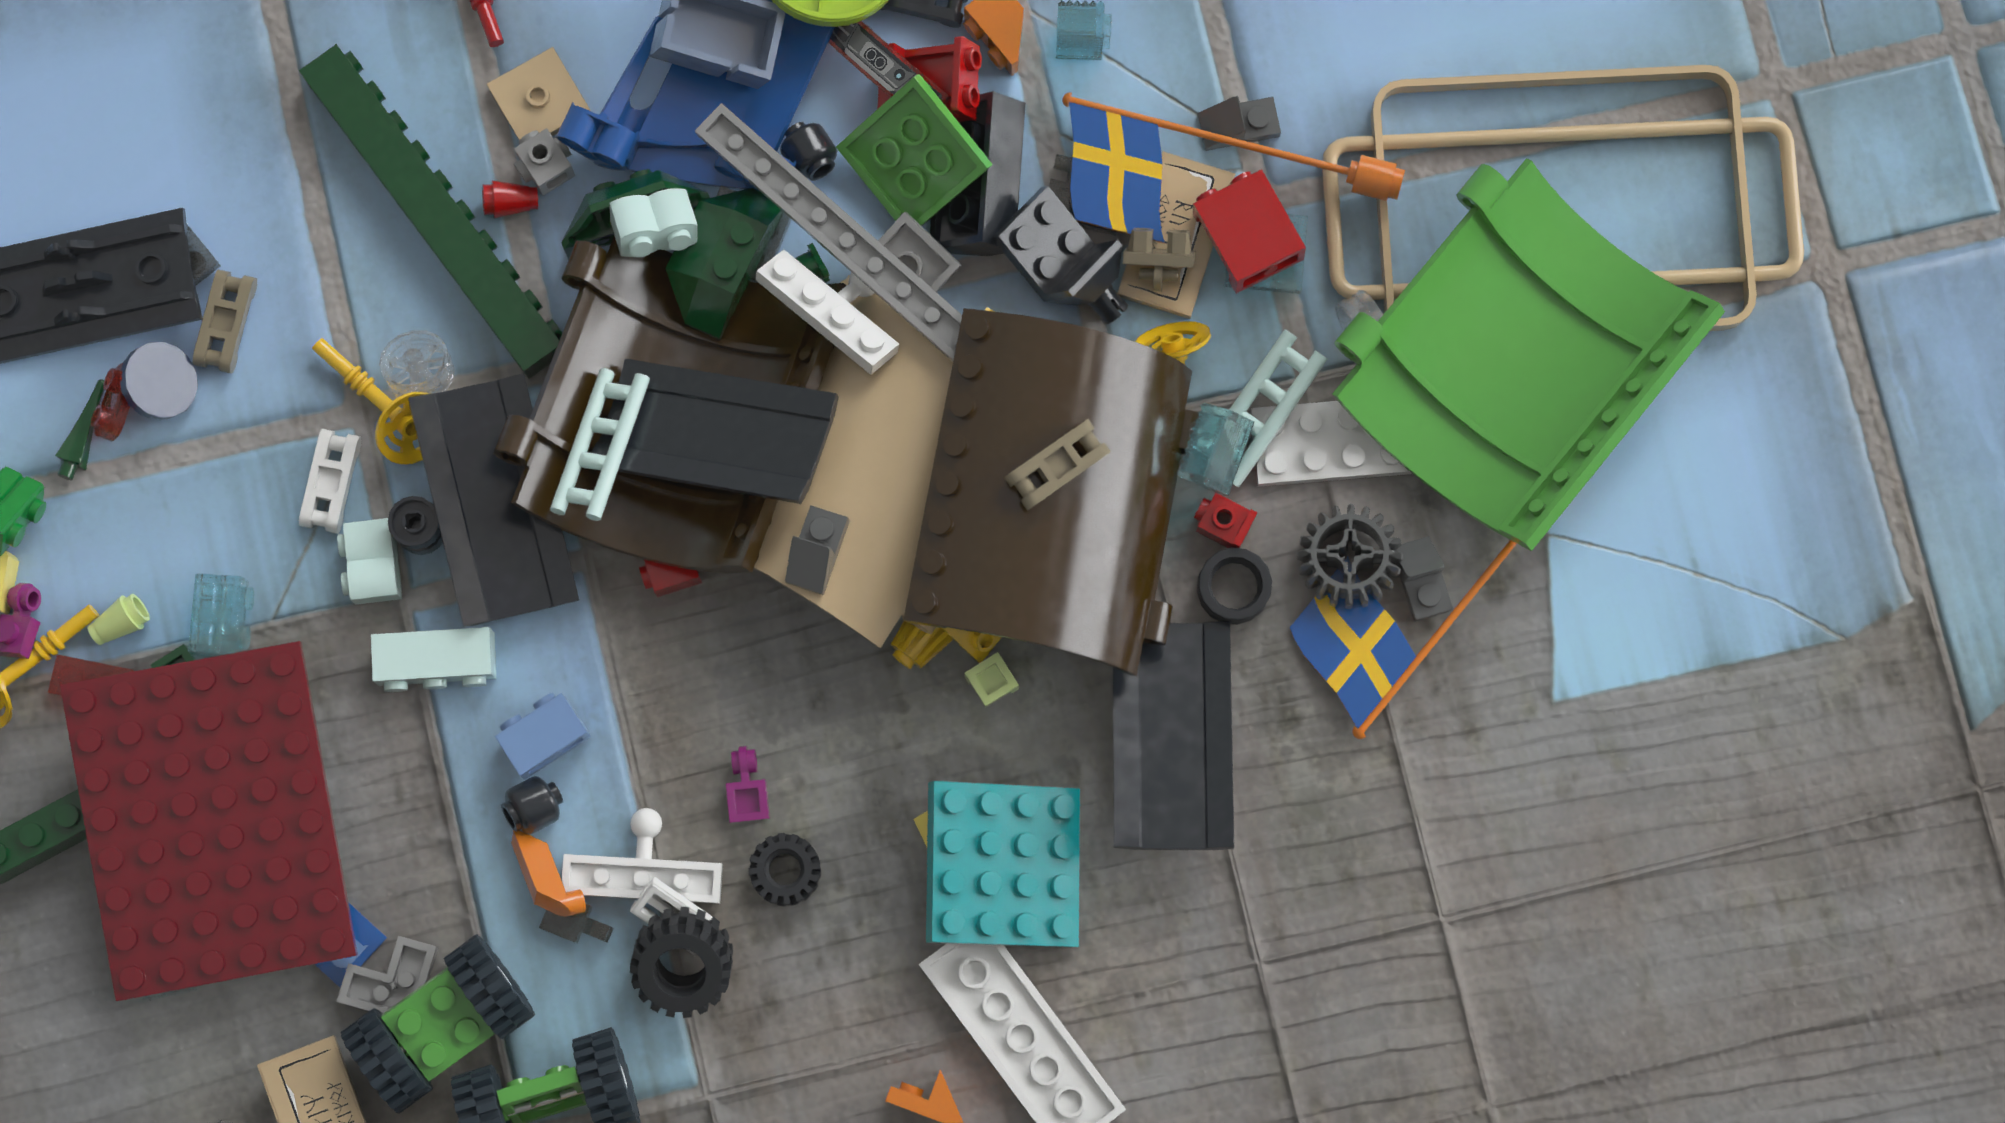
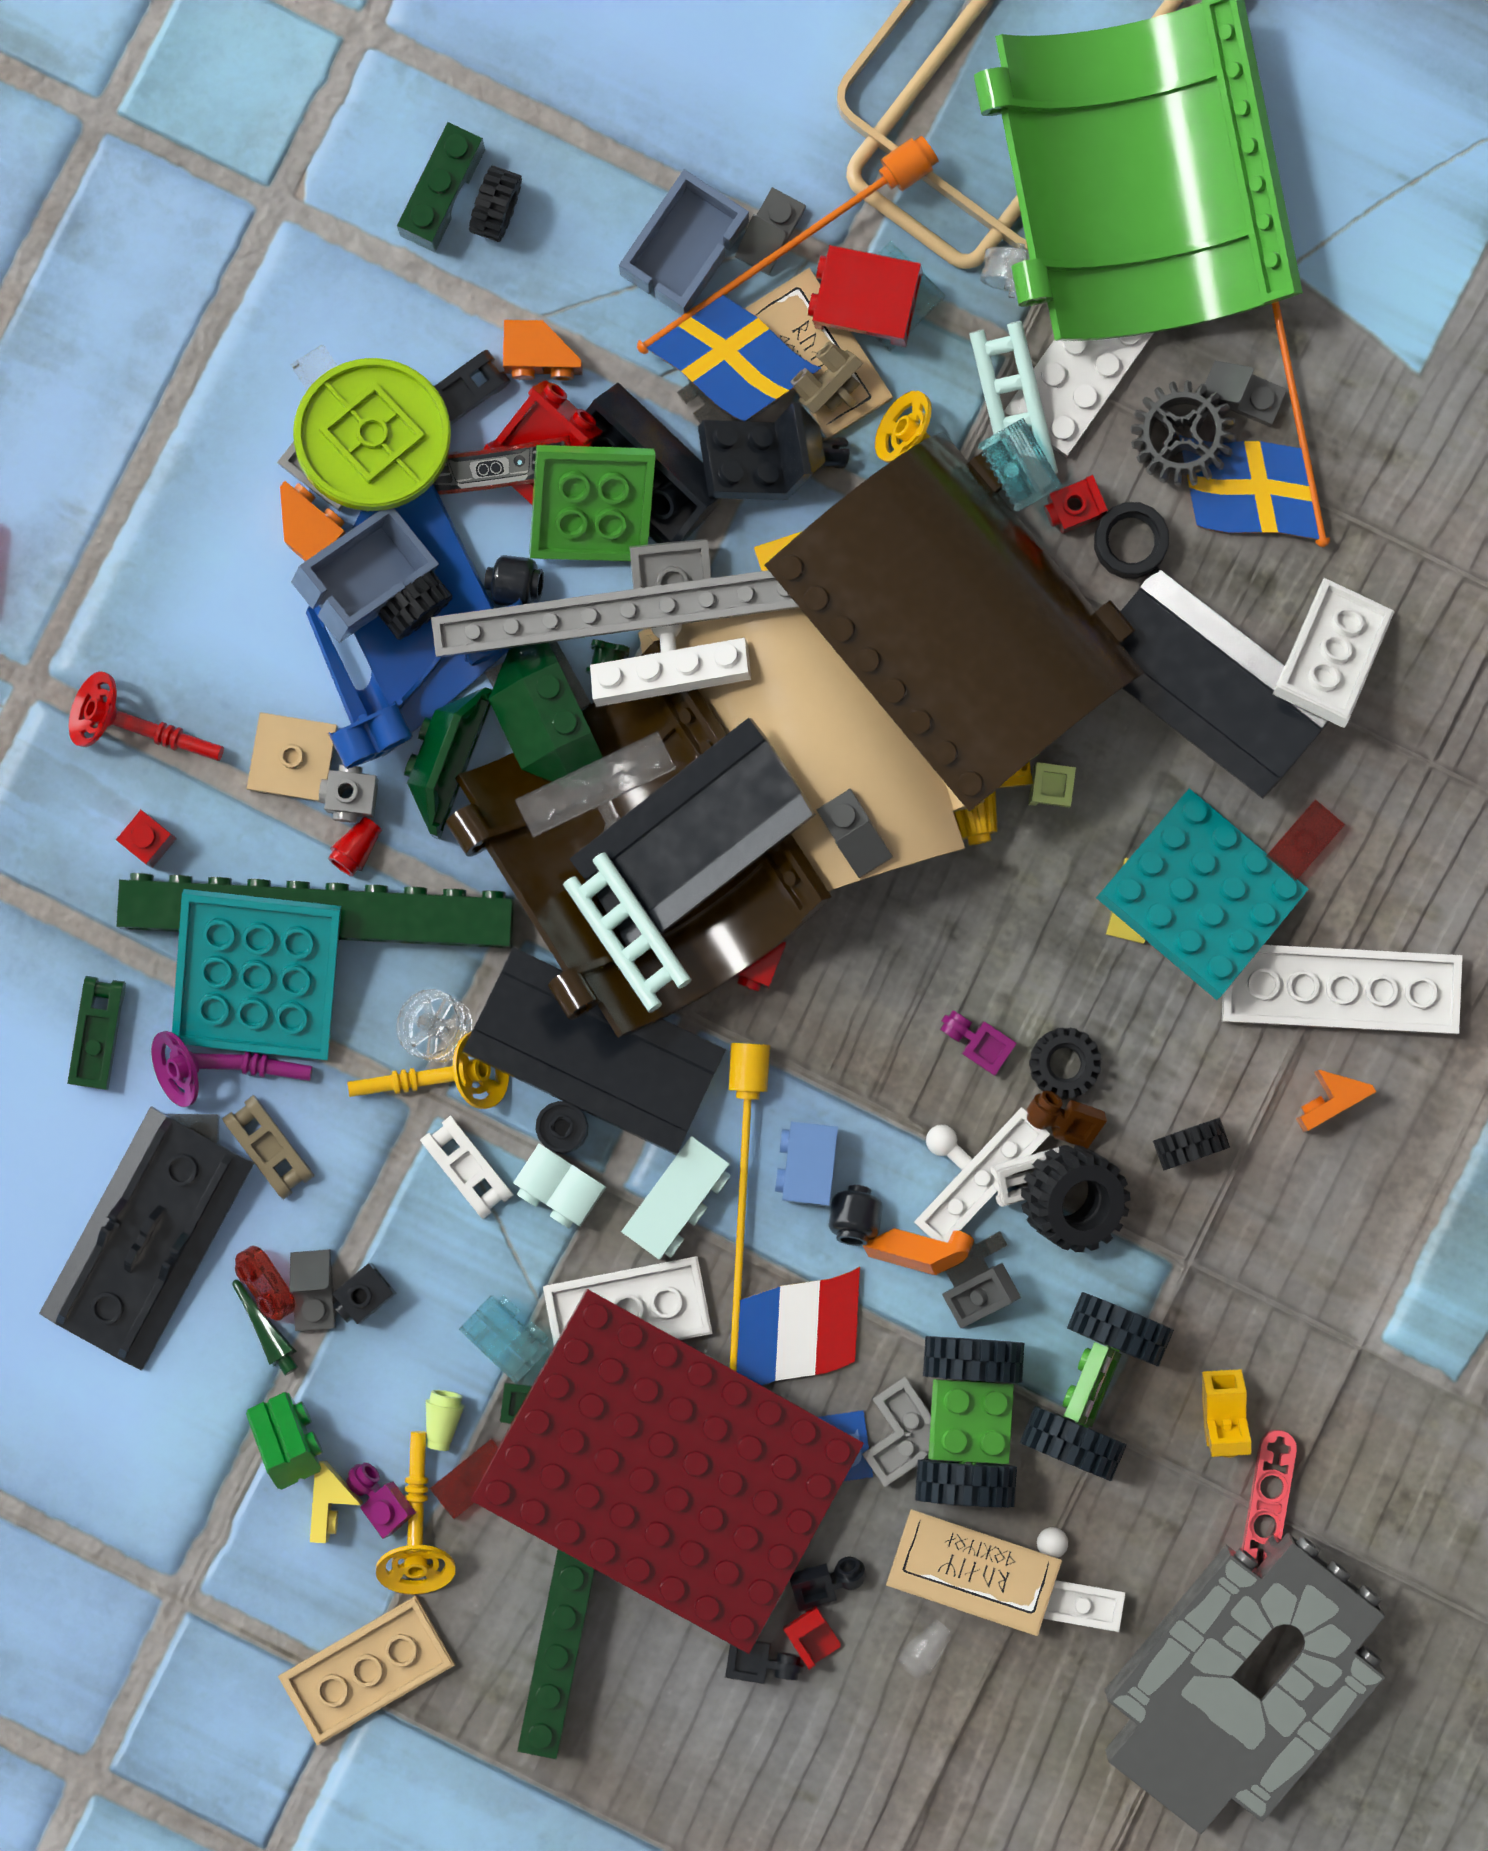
camera: 45 degrees left, 5 degrees up
(119, 1016) = (754, 1666): none -> black plate
(140, 445) = (312, 1290): none -> dark grey slope
(158, 380) = (276, 1236): tile -> none
(167, 482) = (362, 1294): none -> black brick
(173, 1042) = (812, 1637): none -> red panel
(208, 125) = (96, 1034): none -> dark green plate
(217, 1015) = (817, 1586): none -> black plate
(231, 206) = (187, 1064): none -> magenta dish
(346, 201) = (256, 974): none -> teal plate
(347, 708) = (662, 1294): none -> white tile
(385, 41) = (146, 838): none -> red brick
(408, 829) = (793, 1326): none -> flag
(548, 953) = (981, 1295): none -> dark grey slope
(653, 222) = (481, 748): light aqua brick -> none
(696, 331) = (596, 785): none -> clear plate
(726, 86) = (415, 605): none -> black tyre
(741, 914) = (1073, 1124): none -> reddish brown plate
(800, 1018) = (1191, 1144): none -> black tyre
(1057, 464) = (951, 594): dark tan plate -> none
(1082, 30) = (599, 290): clear light blue brick -> none
(1114, 912) = (1305, 840): none -> clear red plate
(1172, 63) = (684, 242): none -> sand blue piece
(1275, 810) = (1333, 652): none -> white tile

